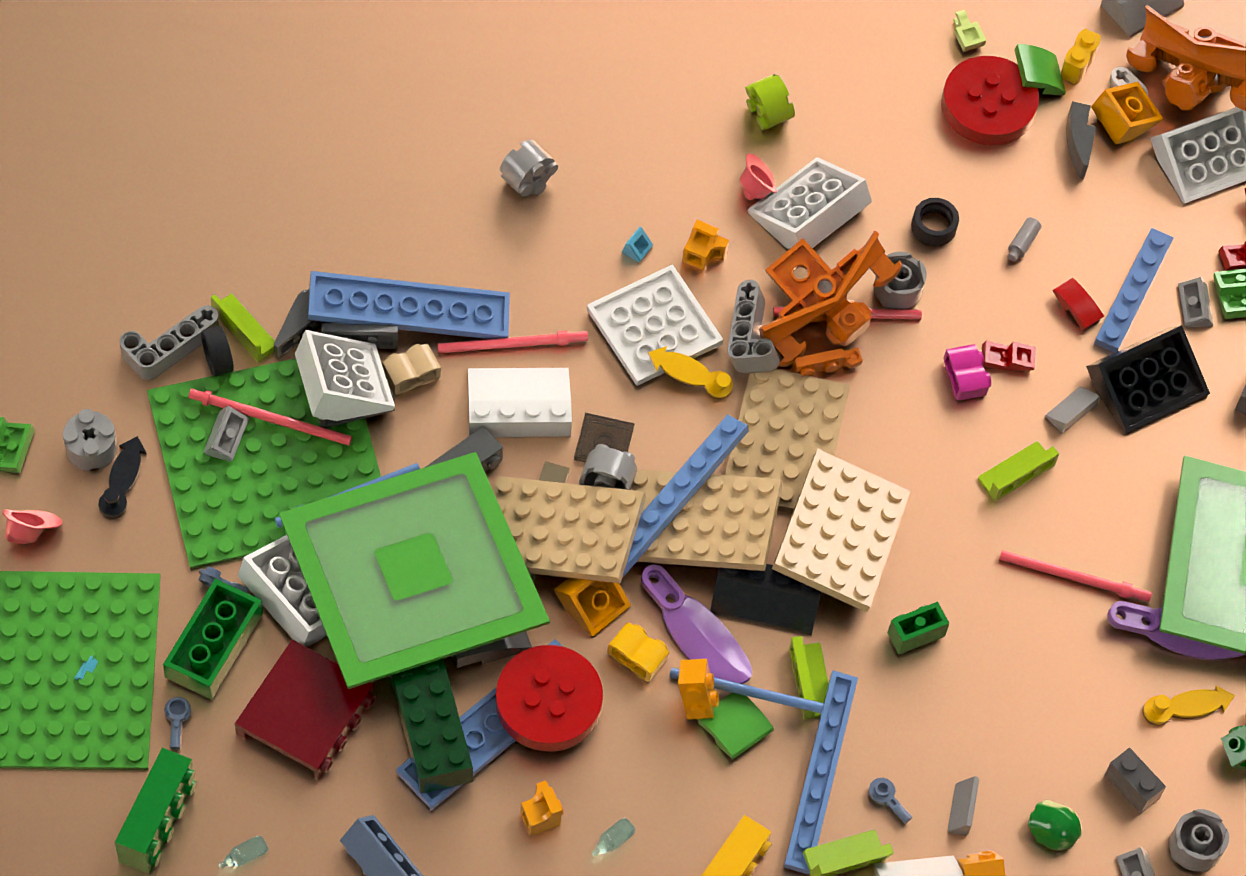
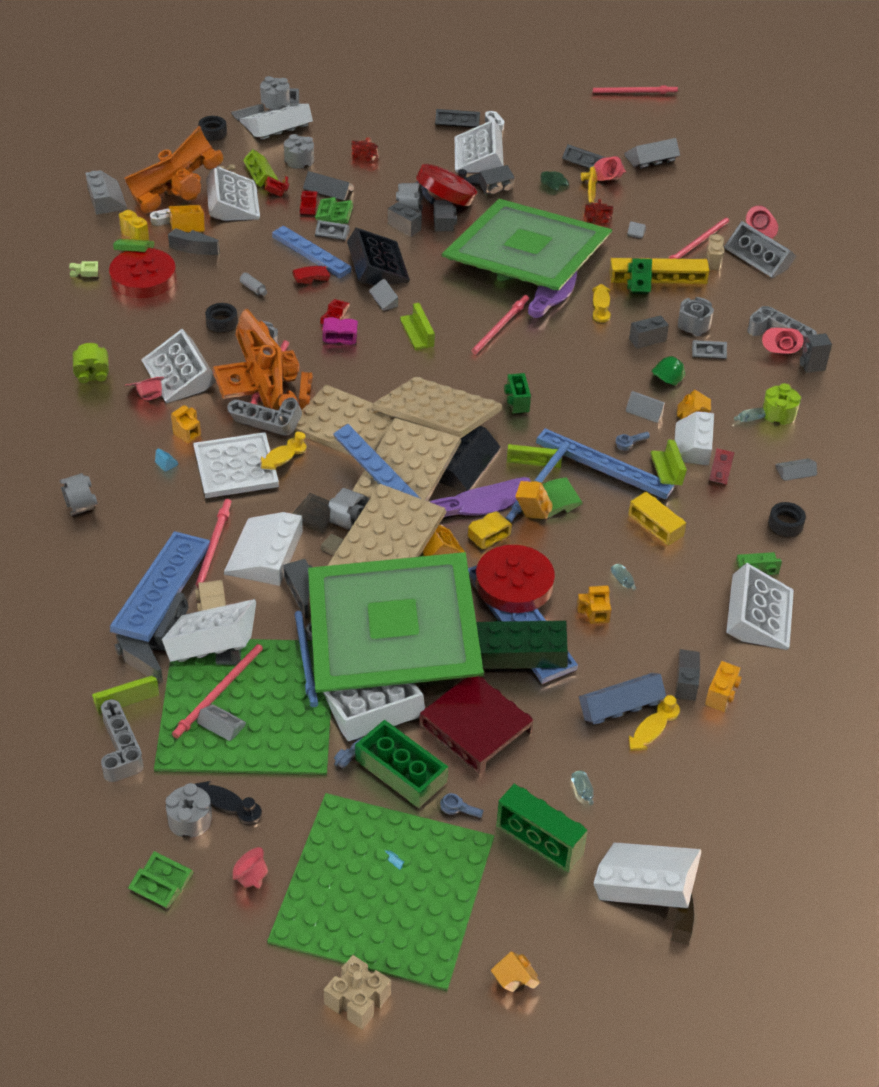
camera: 70 degrees left, 15 degrees down
(217, 351) = (150, 698): black tyre -> none

